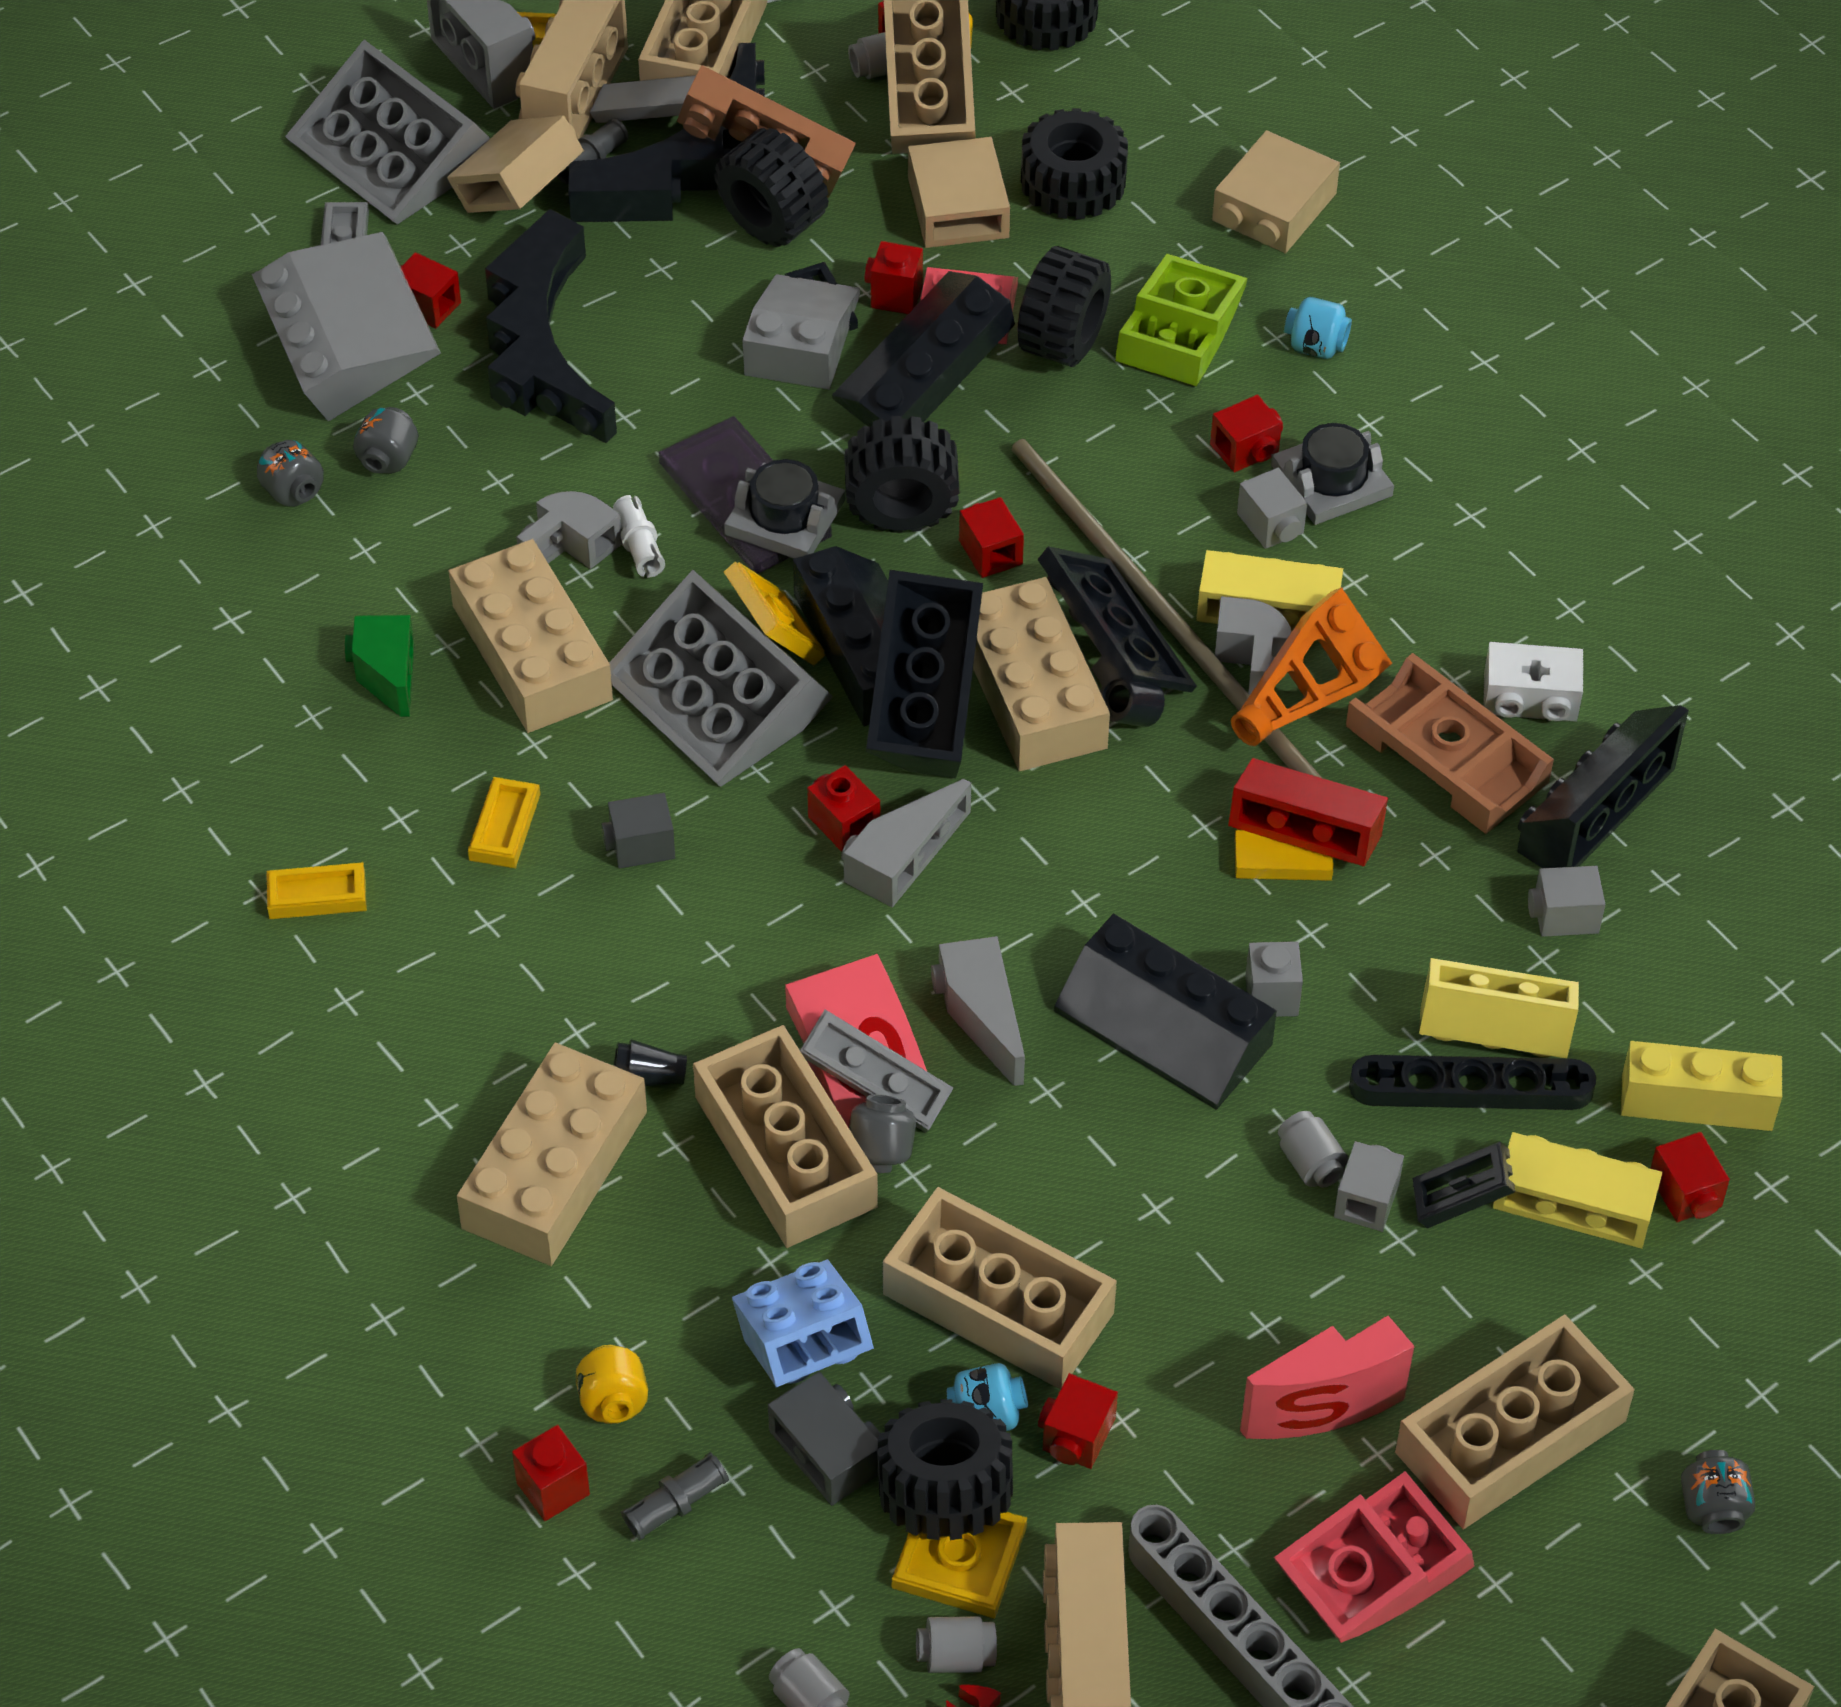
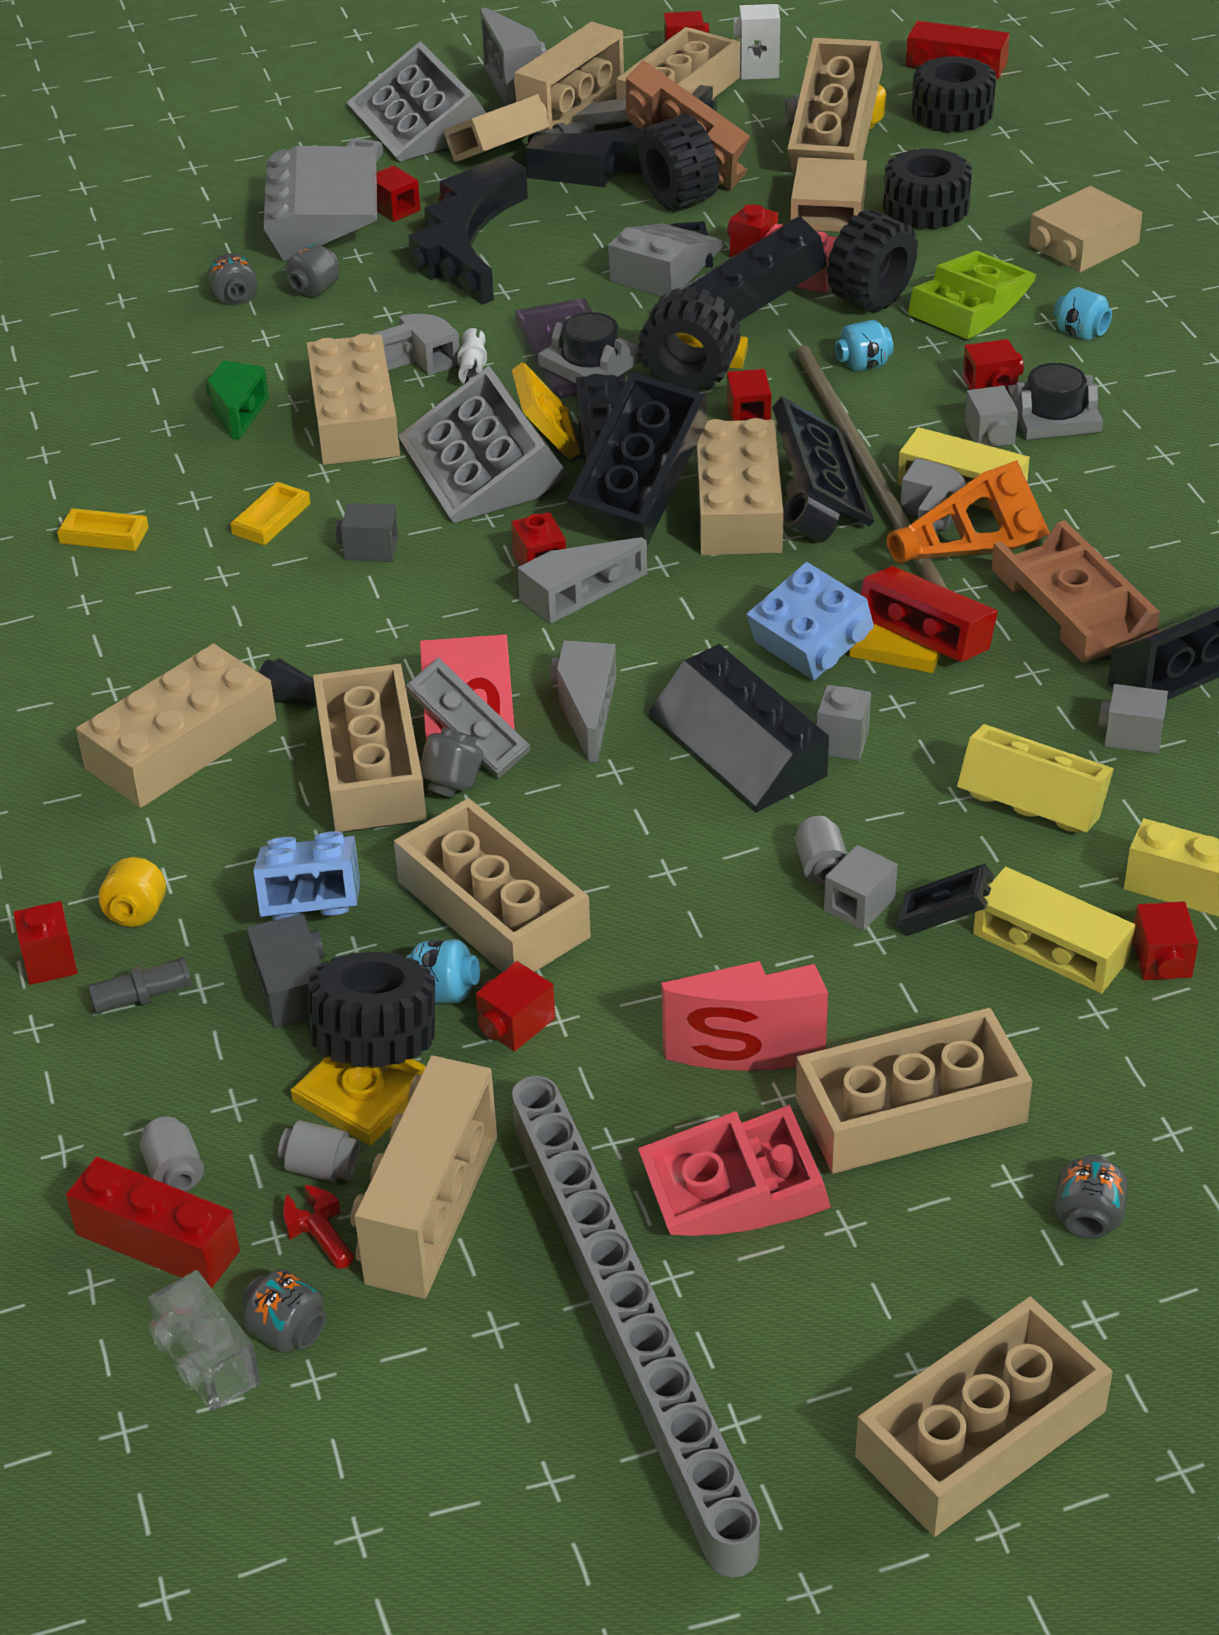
camera: 20 degrees right, 10 degrees down
(1090, 427) = (864, 346): none -> medium azure head
(1192, 854) = (810, 621): none -> light blue brick
(1493, 1070) = (1010, 847): black beam -> none
(1533, 681) = (1169, 563): white brick -> none

